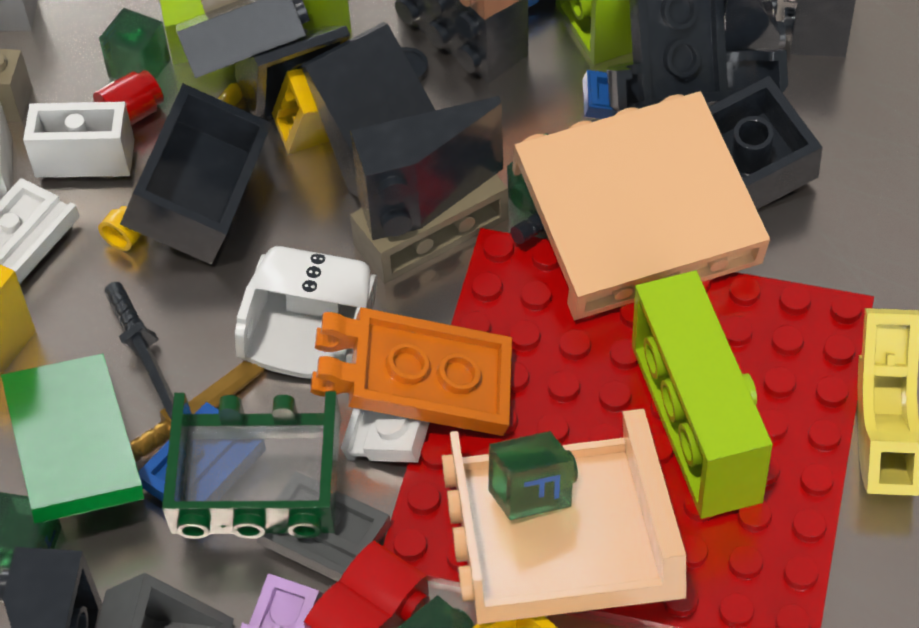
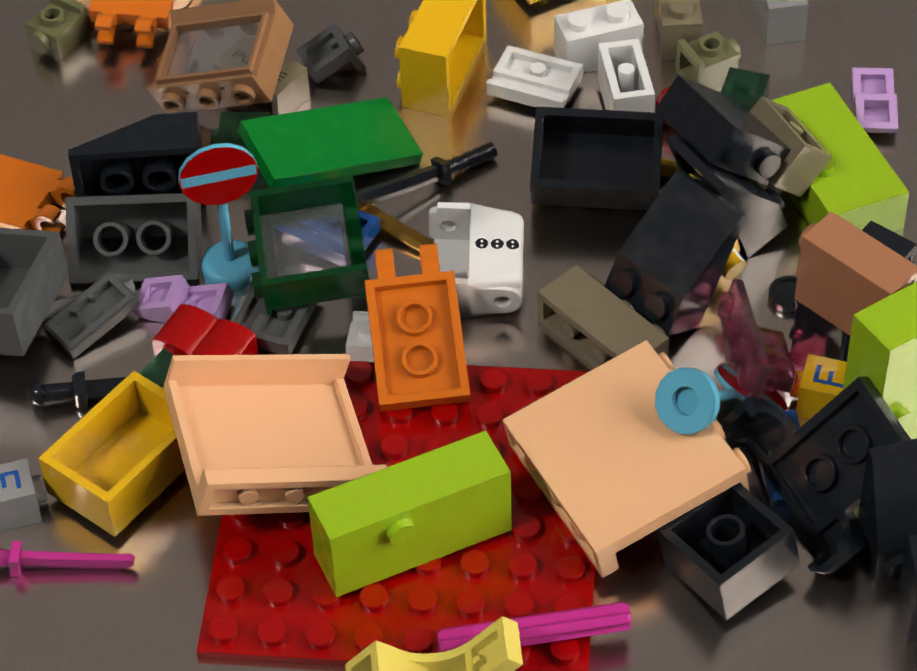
camera: 80 degrees right, 5 degrees down
(52, 61) = (707, 58): none -> olive brick
(218, 572) = (215, 178): none -> piece
(425, 164) = (603, 279): black slope -> none
(516, 83) = (758, 352): none -> clear pink bracket
(531, 475) = (307, 405): clear green brick -> none
(554, 49) = (818, 384): none -> yellow brick
(623, 108) = (690, 399): none -> medium azure piece
(833, 324) = (549, 626): none -> dark pink axle

